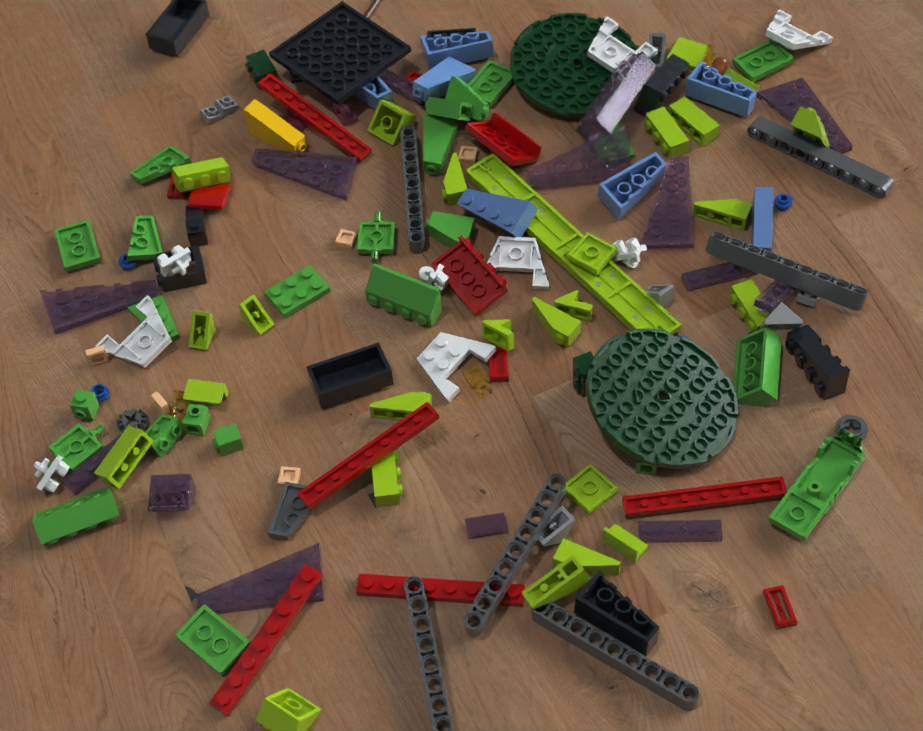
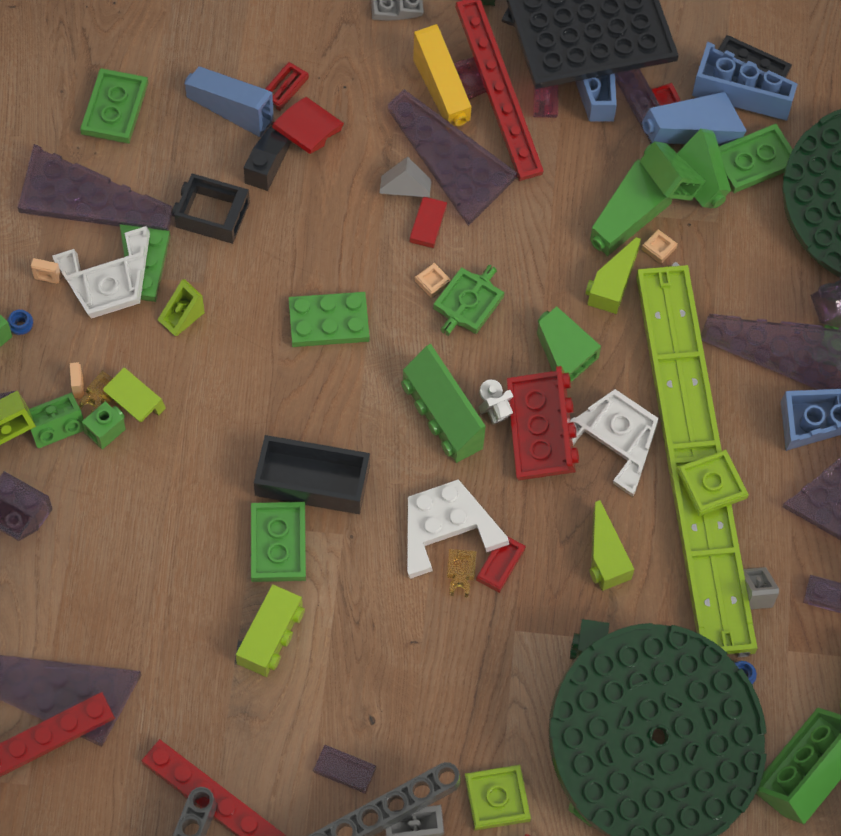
camera: 25 degrees right, 10 degrees up
(126, 265) = (158, 166): blue plate -> none
(140, 417) = (29, 392): dark grey gear -> none
(144, 239) = (194, 144): bright green wing -> none
(160, 164) = (277, 47): bright green wing -> none
(162, 202) = (232, 99): none -> medium blue slope
(176, 263) = (203, 203): white hips -> none
(201, 174) = (313, 91): lime brick -> none
(227, 440) = (122, 473): bright green brick -> none
(255, 315) = (256, 325): lime slope -> none
(288, 474) = (162, 564): light nougat tile -> none
(288, 513) = (139, 608): dark grey wing -> none
(291, 194) = (405, 180): none -> light grey slope
(321, 210) = (428, 222): none -> red tile
(352, 423) = (278, 542): none -> bright green plate
(368, 455) = (261, 598): red plate -> none
(389, 120) = (593, 145): lime slope -> none
(399, 406) = (352, 556): lime slope -> none
(412, 190) = (552, 265): dark grey beam -> none
(499, 333) = (527, 523): lime slope -> none
(502, 212) = (637, 360): medium blue wedge -> none
(505, 140) = (714, 255): red bracket -> none
(570, 305) = (639, 536): lime slope -> none
(628, 254) = (761, 506): white hips -> none

